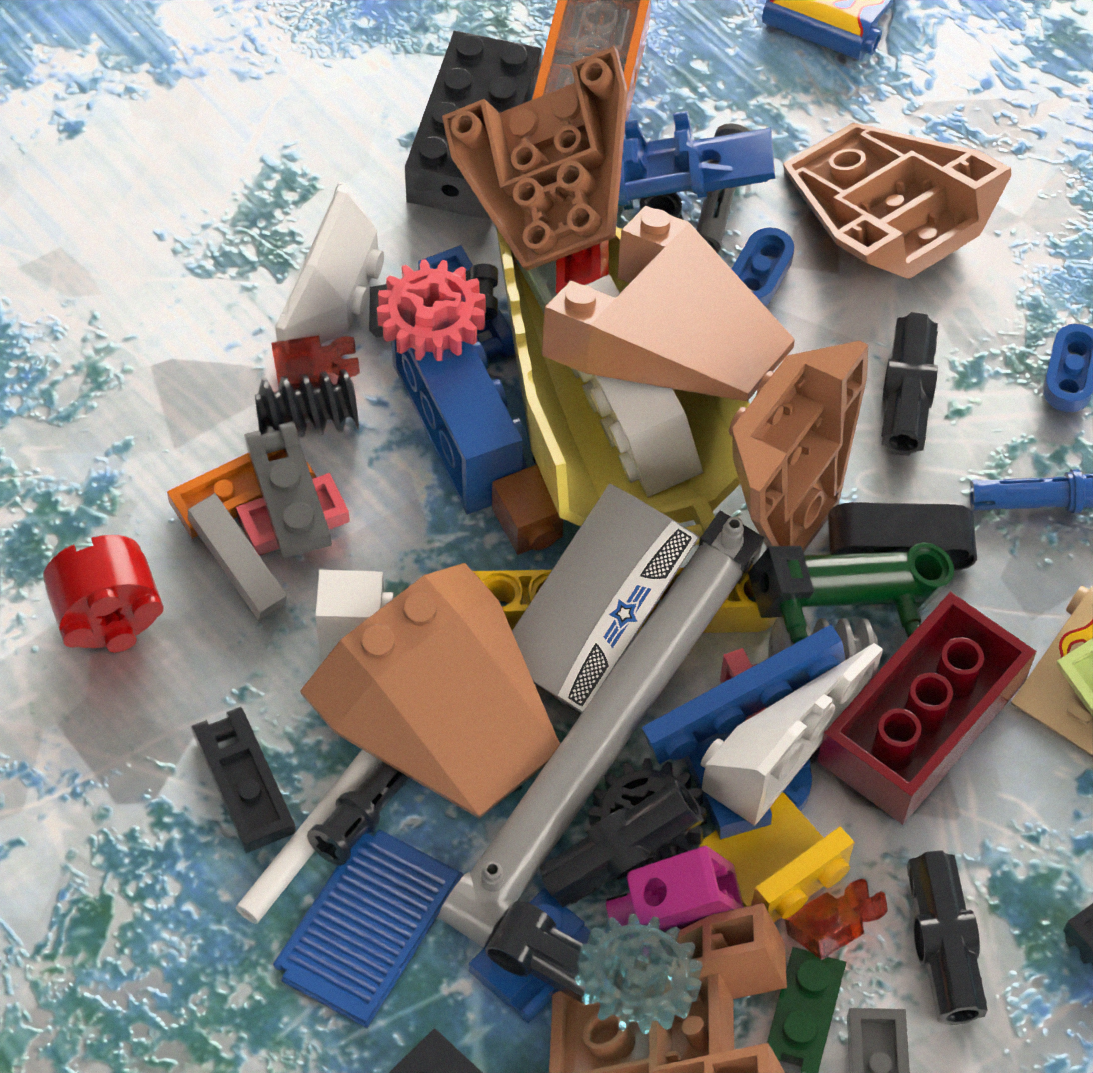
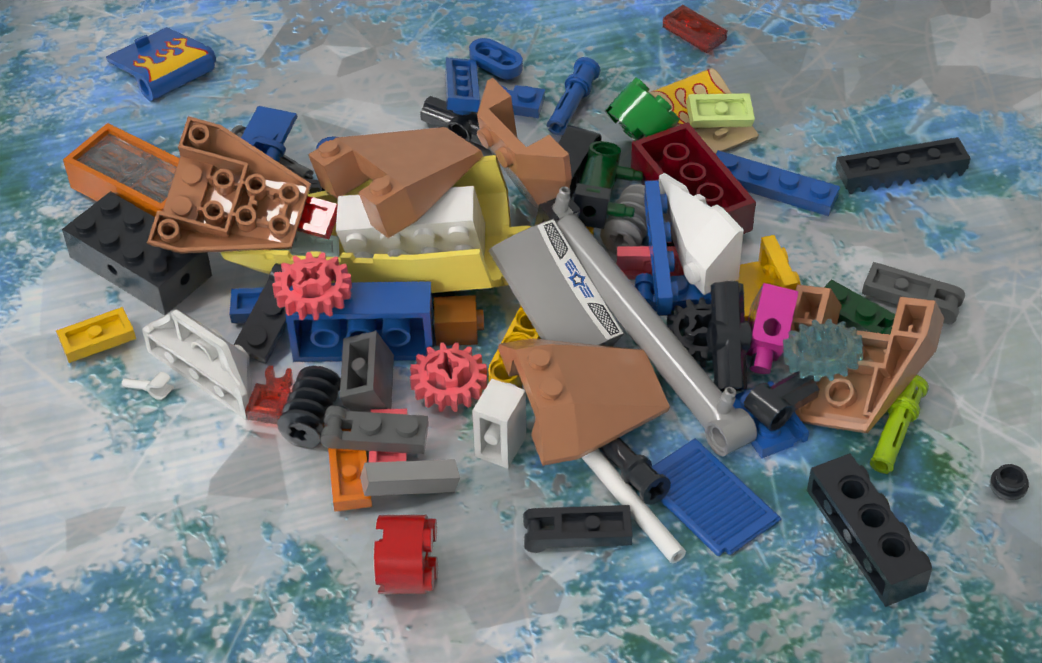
camera: 65 degrees left, 10 degrees down
(283, 243) = (156, 387): none -> white hand
(329, 146) = (95, 334): none -> yellow plate
(375, 444) = (366, 373): none -> dark grey brick
(426, 535) = (448, 377): none -> coral gear
(831, 922) = (808, 269): clear red plate -> none
(897, 195) = (331, 79): nougat wedge -> none
(946, 938) = (833, 232): black piece -> none
(964, 341) = (462, 86): none -> blue plate
(1008, 436) = (527, 100): none -> blue plate
(1021, 824) = (782, 184): none -> blue plate
(1026, 585) = (641, 112): none -> green brick

